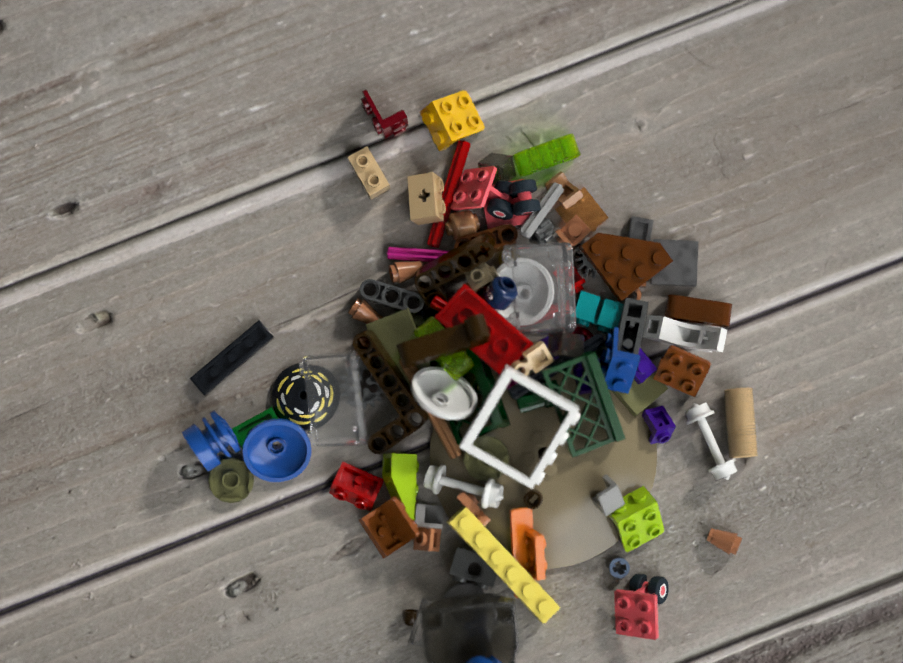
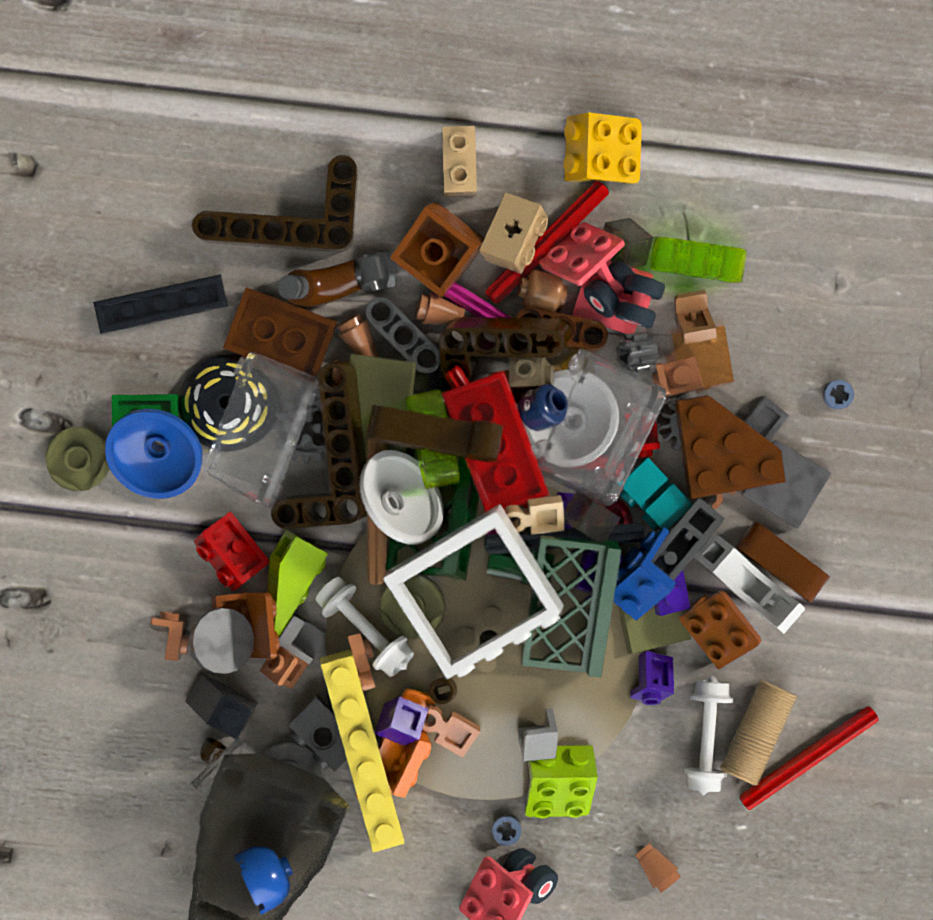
camera: 30 degrees right, 5 degrees up
(211, 440) = (77, 397): blue wheel -> none
(286, 266) = (290, 225): none -> dark brown beam
(314, 335) = (280, 332): none -> reddish brown plate
(332, 287) = (338, 281): none -> piece
(353, 559) = (177, 640): none -> nougat bracket
(380, 543) = (221, 640): none -> flat silver tile
(384, 232) = (438, 248): none -> dark orange slope
(392, 125) = (523, 116): dark red bracket -> none
(400, 583) = (220, 706): none -> black slope
(517, 531) = (401, 721): none -> dark purple panel
(546, 204) = (663, 323): light grey axle -> none
(553, 522) = (452, 732): none -> nougat plate
(672, 197) = (830, 400): none -> sand blue bush
(780, 423) = (809, 758): none -> red axle

